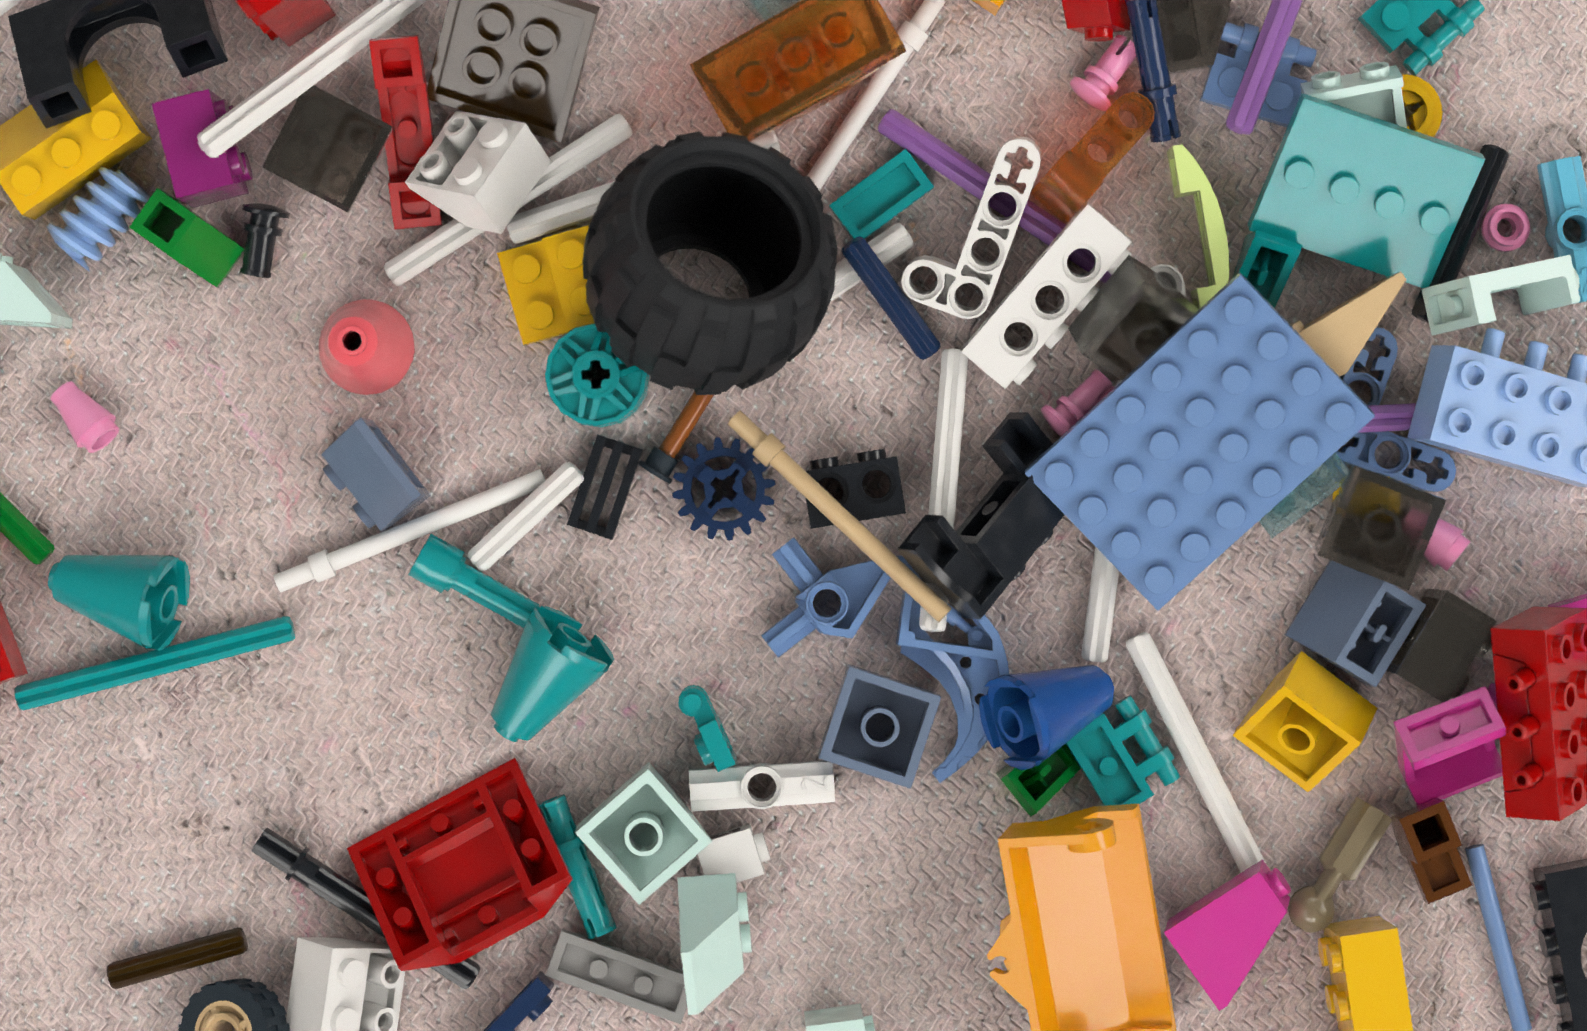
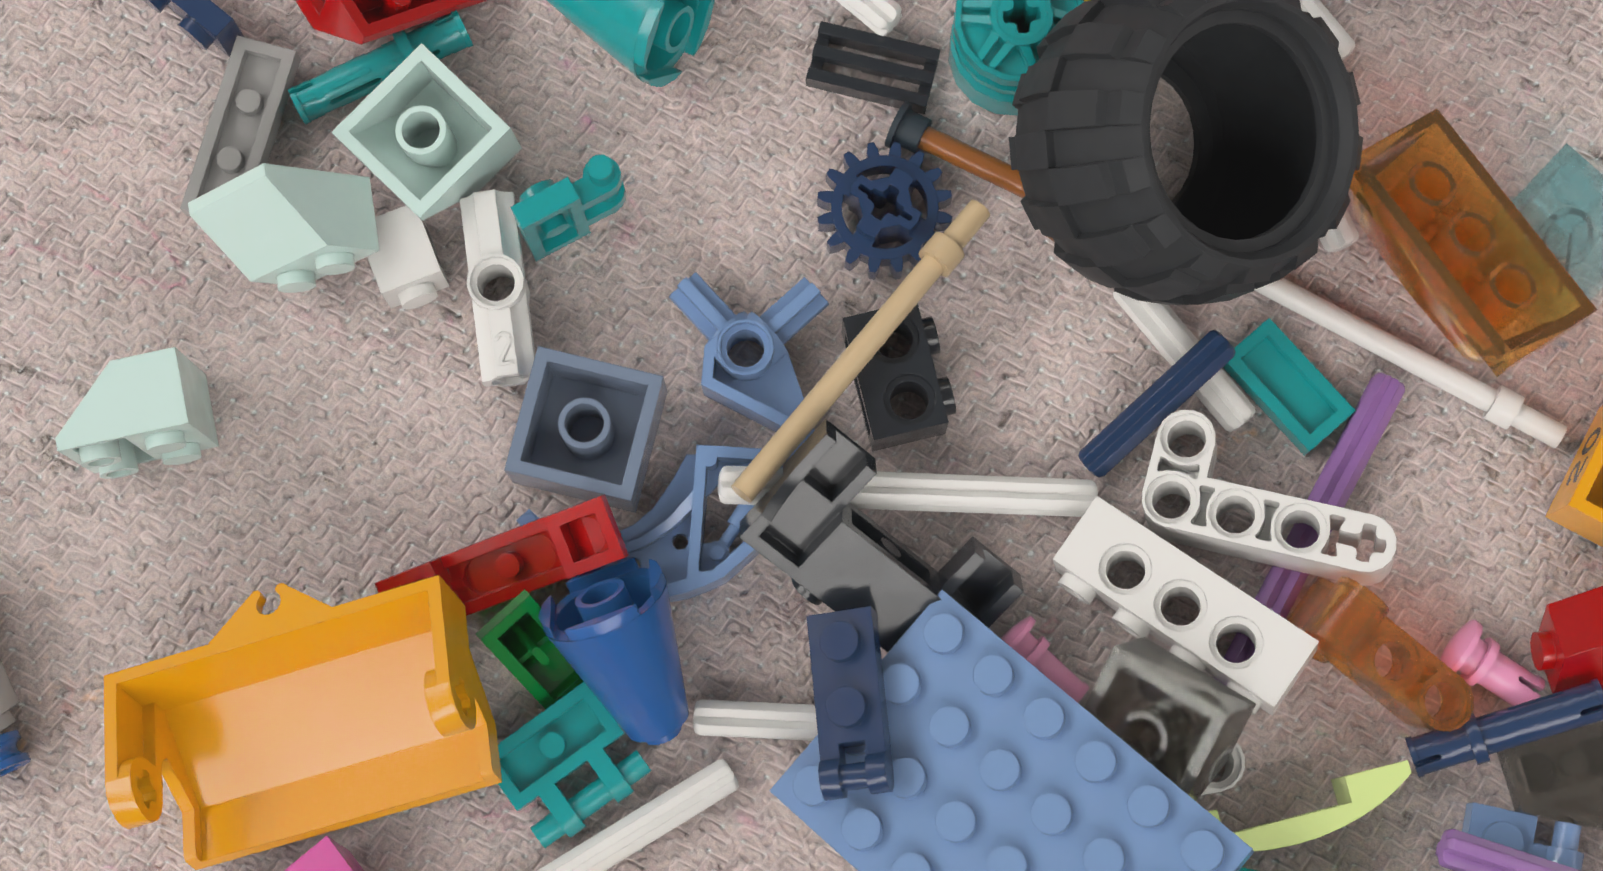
camera: 90 degrees right, 10 degrees down
(973, 790) = (525, 556): none -> red slope
(1103, 548) = (850, 702): none -> dark blue plate

